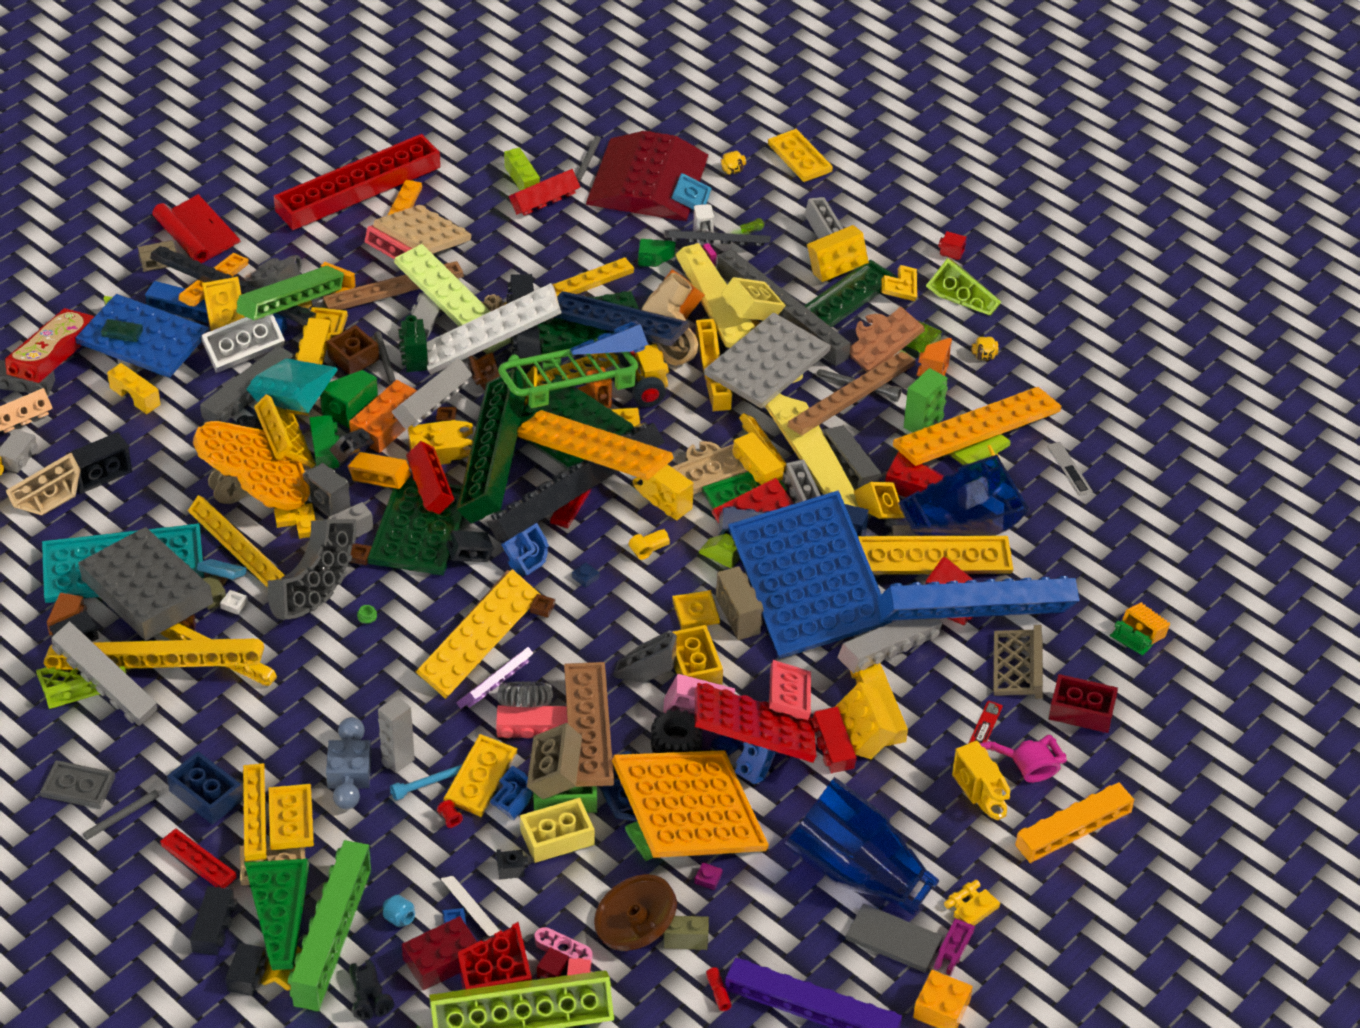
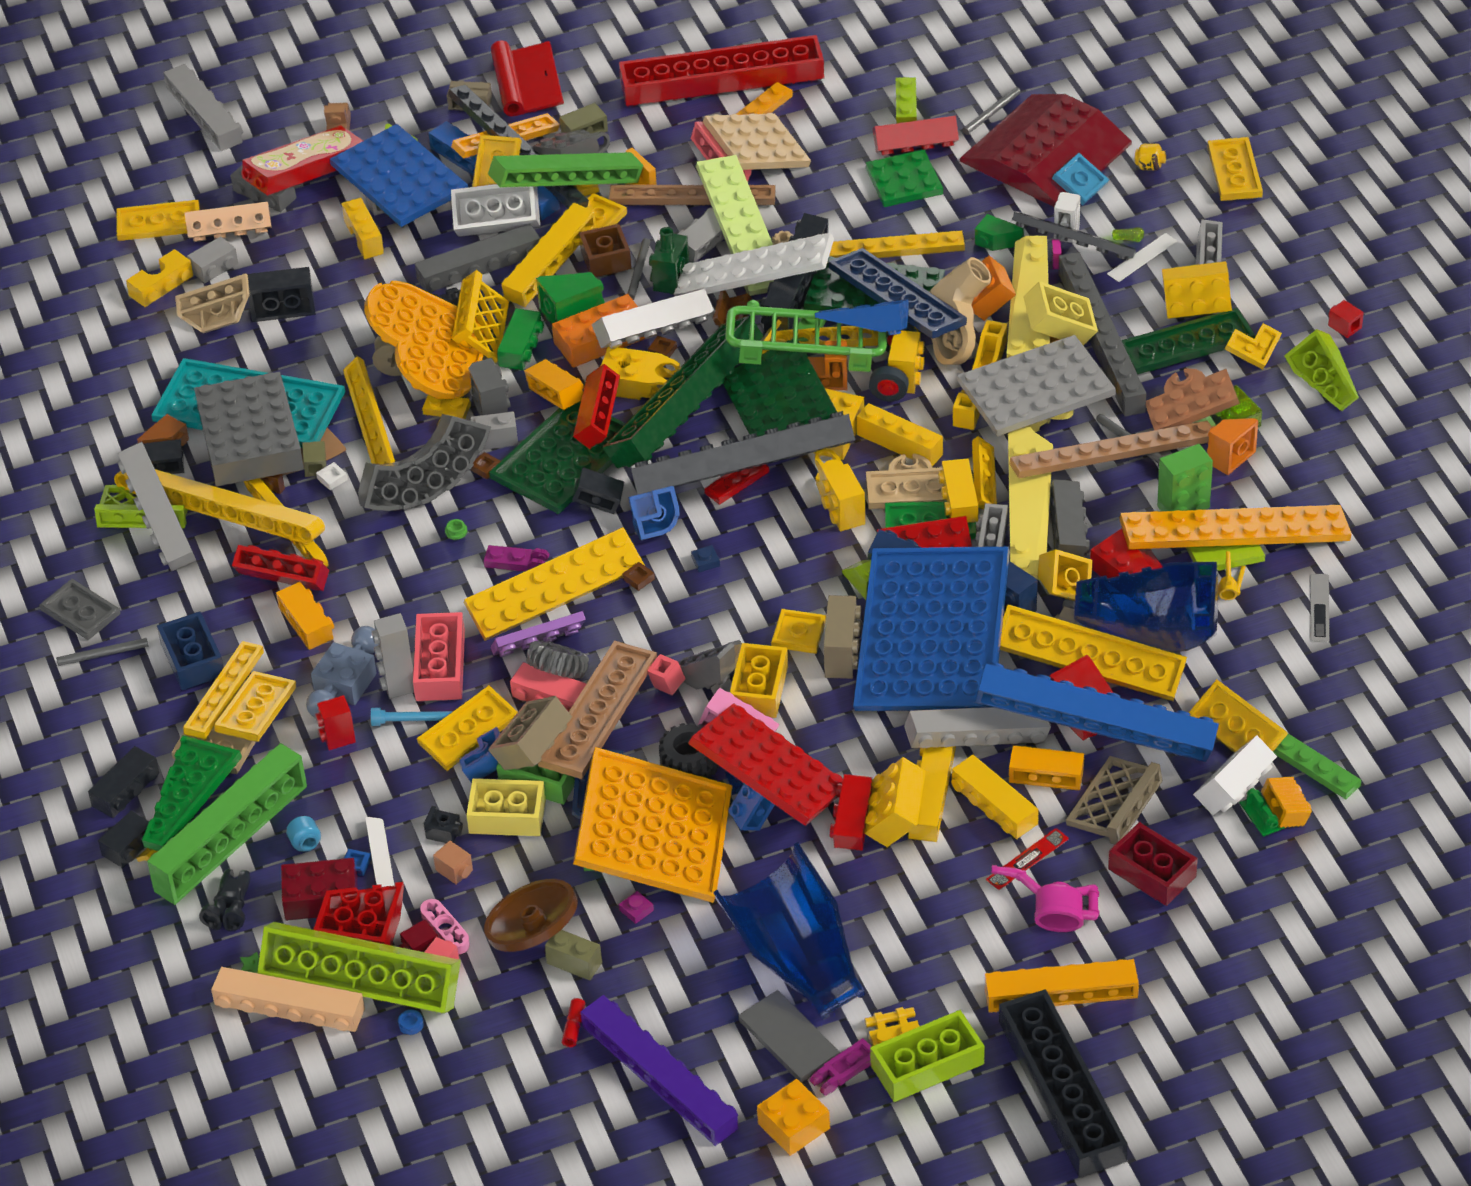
camera: 30 degrees right, 0 degrees up
(55, 301) = (337, 114): none -> medium nougat brick
(122, 330) = (376, 163): clear green plate -> none
(198, 859) = (146, 718): red plate -> none
(221, 569) = (336, 438): dark azure tile -> none
(240, 692) = (280, 567): none -> red brick
(268, 248) = (586, 118): none -> olive brick
(284, 726) = (305, 615): none -> light orange brick
(292, 384) = (513, 267): teal slope -> none
(352, 443) = (539, 348): black brick -> none
(371, 807) = (335, 723): none -> red brick
(431, 622) = (514, 558): none -> magenta hinge
(432, 732) = (439, 656): none -> coral brick
(449, 813) = (413, 757): red bush -> none
(539, 891) = (453, 862): none -> nougat brick
(552, 229) = (904, 178): none -> green plate
(594, 445) = (773, 419): light orange plate -> none
(618, 678) = (666, 674): none -> coral brick
(646, 545) = (784, 546): yellow piece -> none
(682, 429) = (898, 434): none -> yellow brick
(776, 233) = (1142, 257): none -> white sticker
(790, 690) = (835, 744): coral plate -> none
(933, 691) = (994, 797): none -> yellow brick
(955, 655) = (1046, 767): none -> light orange brick
(980, 778) = (981, 902): yellow brick -> none
(985, 348) = (1306, 445): yellow head -> none
(1014, 914) = (927, 1055): none -> lime brick
(1092, 578) = (1236, 718): none -> yellow tile
(1102, 615) = (1236, 776): none -> white brick
(1126, 584) = (1317, 766): none -> bright green plate
(1127, 898) = (1063, 1083): none -> black brick

